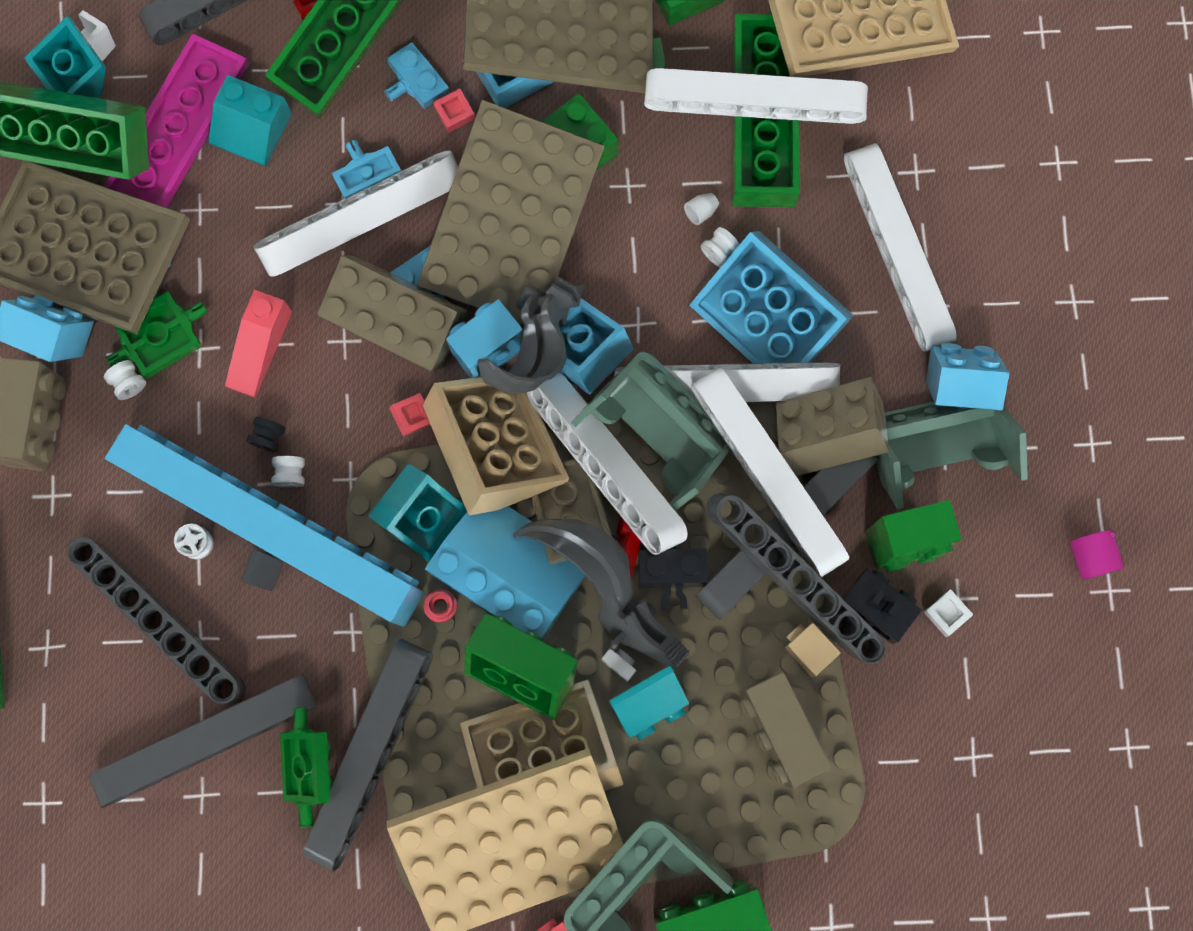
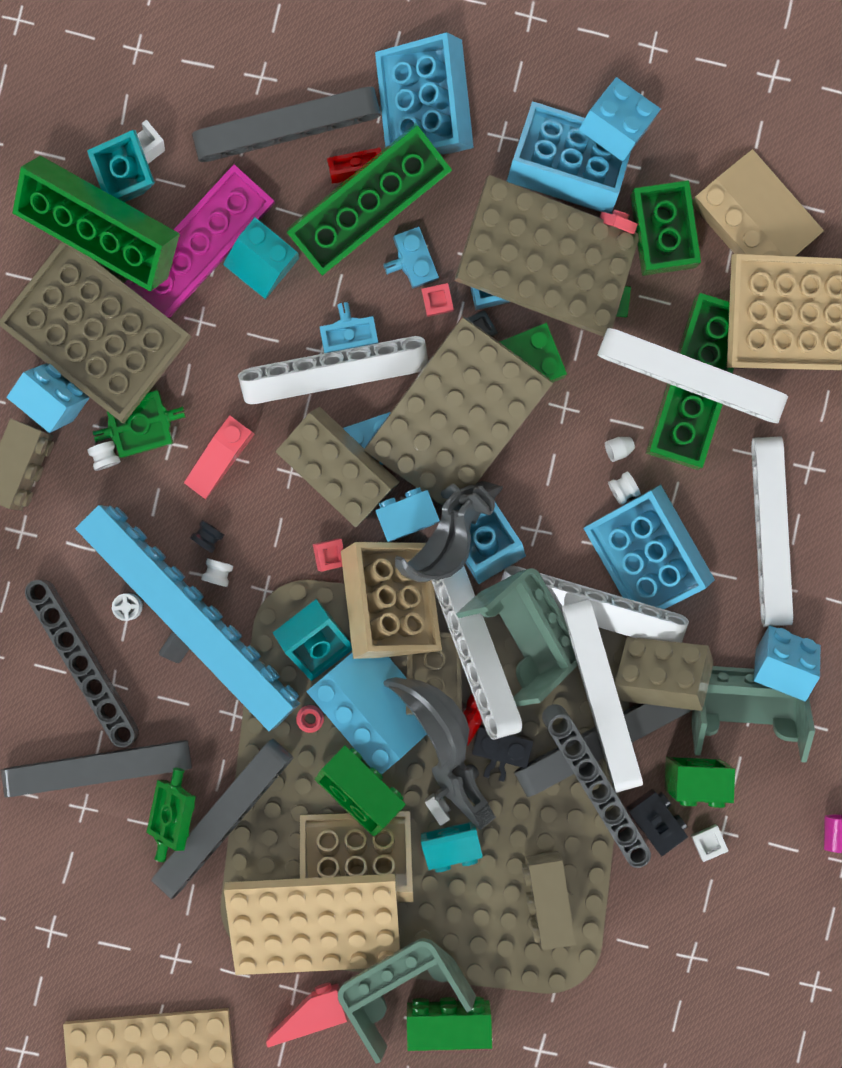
camera: 15 degrees right, 10 degrees up
(811, 649) = (591, 841): tan brick -> none

